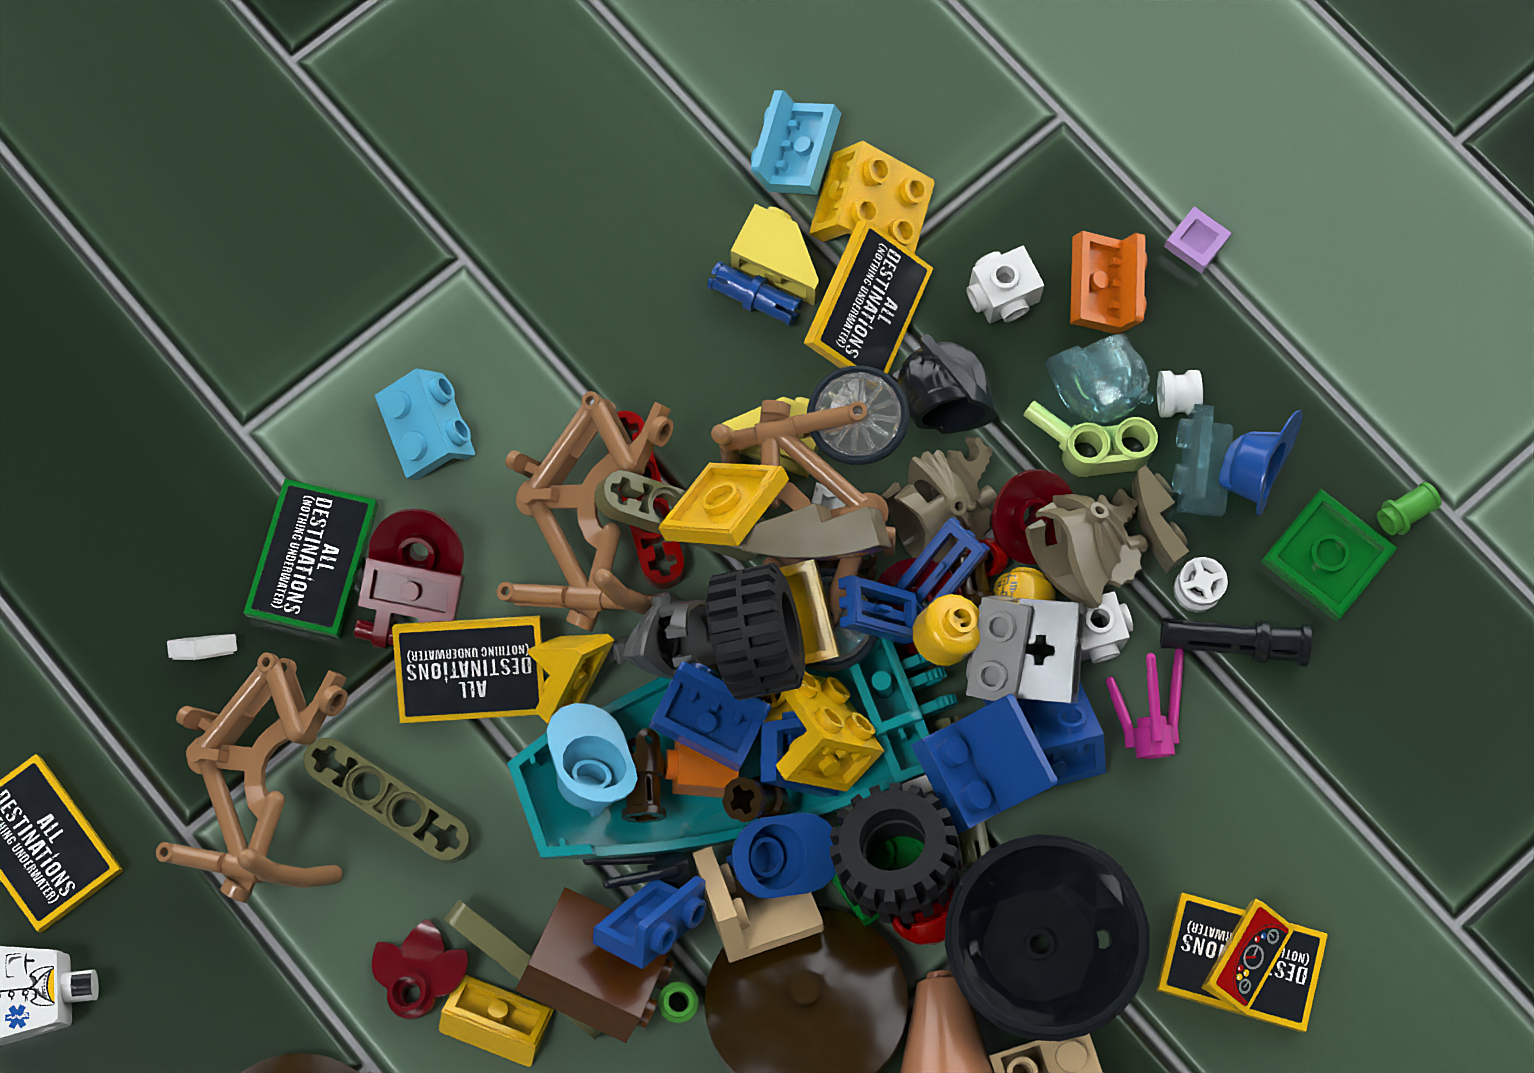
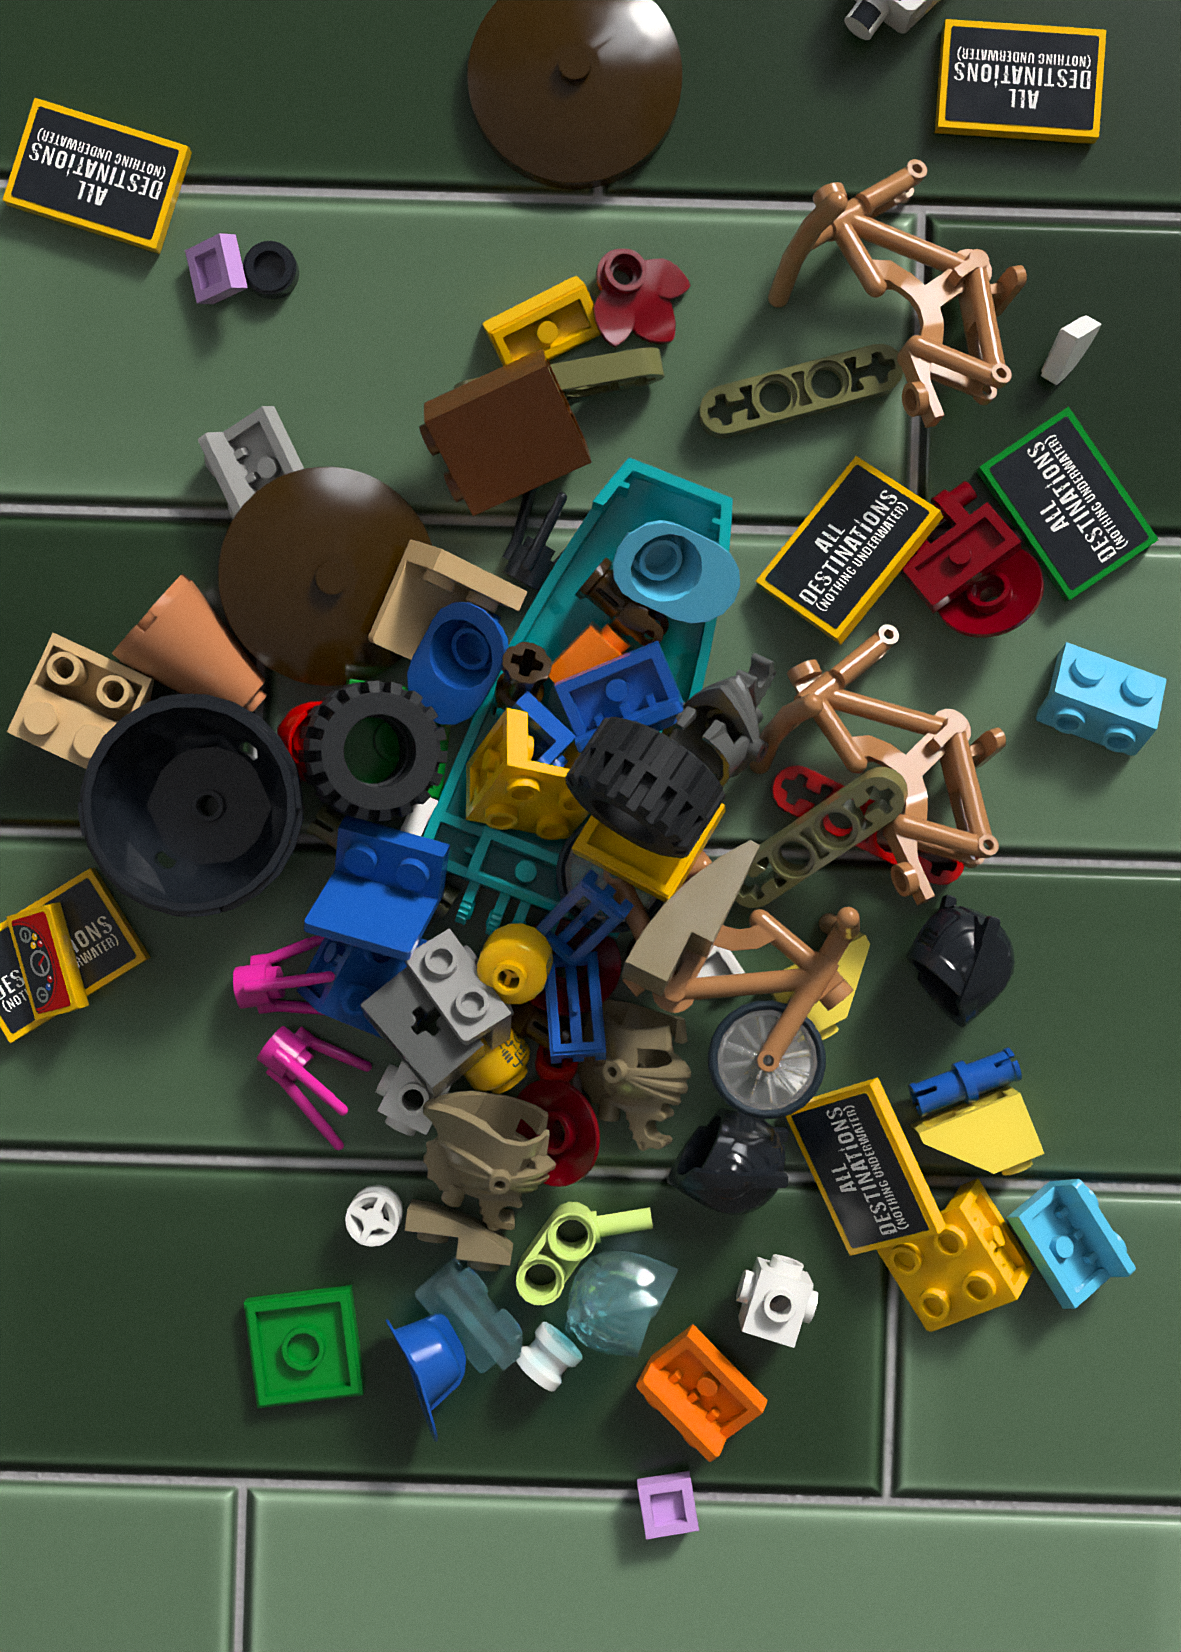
camera: 135 degrees right, 15 degrees up
(572, 668) = (771, 628): yellow slope -> none
(651, 921) = (496, 501): blue bracket -> none
(678, 360) = (962, 960): none -> black helmet
(690, 999) = (410, 468): bright green pin -> none
(723, 503) = (790, 873): yellow tile -> none
(1124, 792) = (262, 984): none -> dark pink plant
(1258, 641) = (285, 1217): black pin -> none
(1400, 514) = (281, 1440): bright green pin -> none

